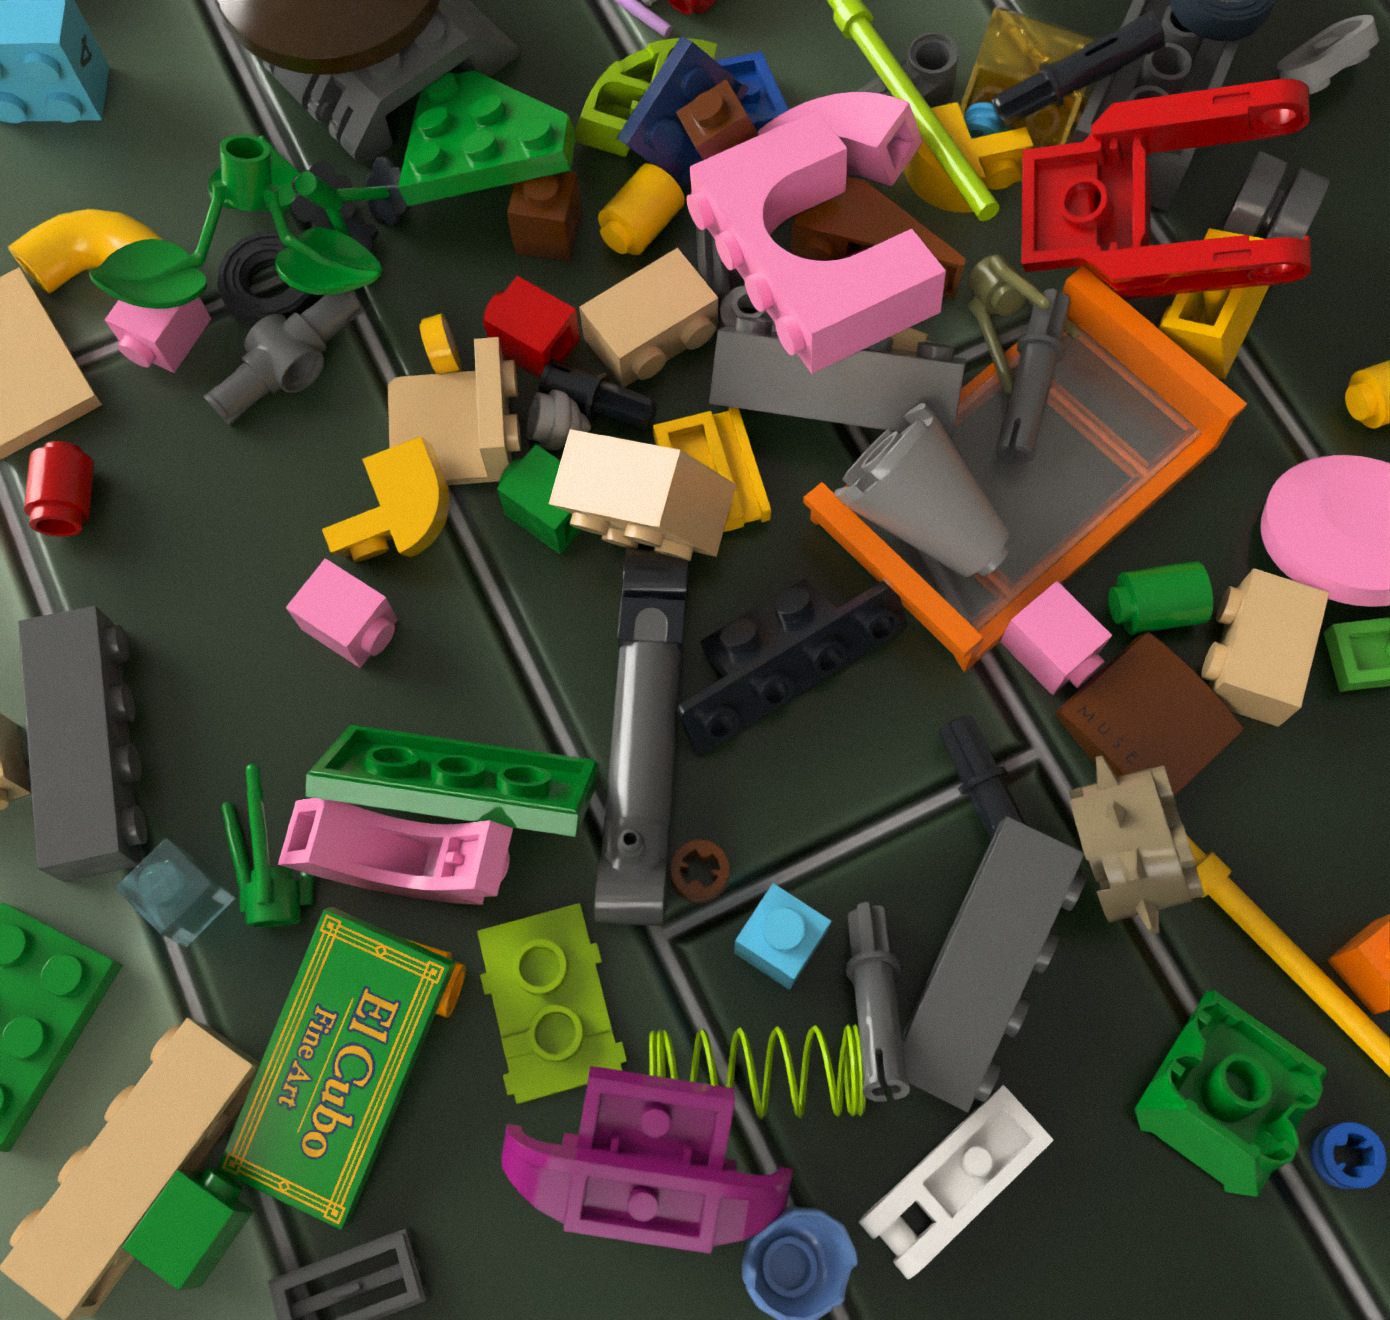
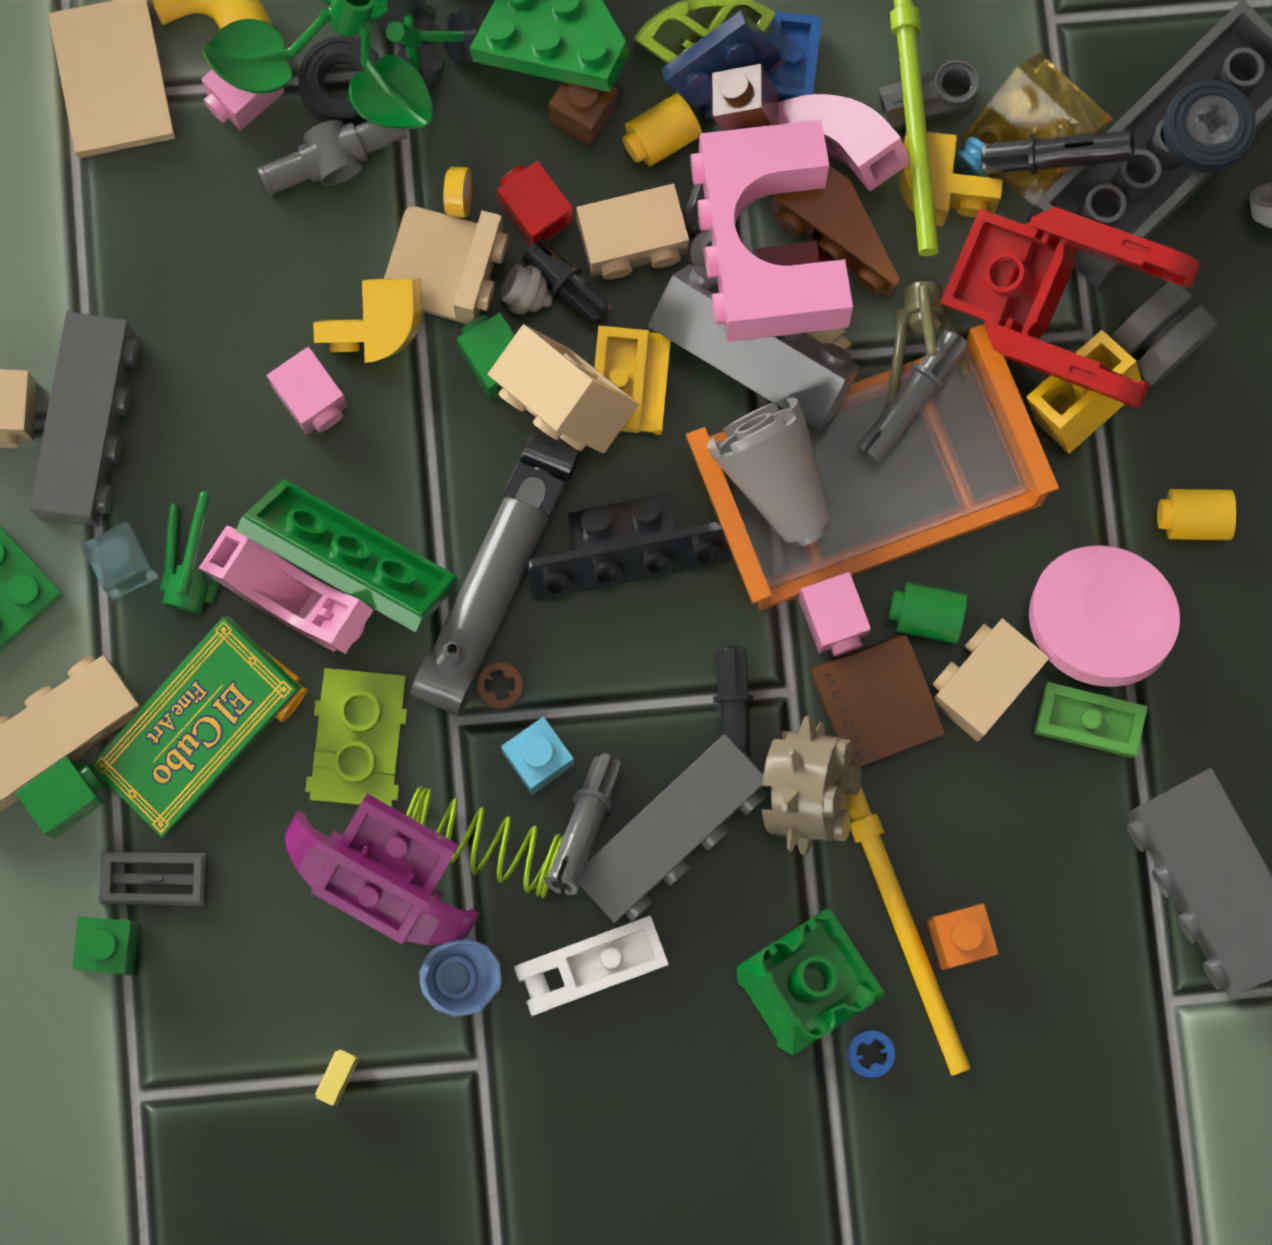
camera: 15 degrees right, 10 degrees up
(59, 489) = (123, 206): red brick -> none

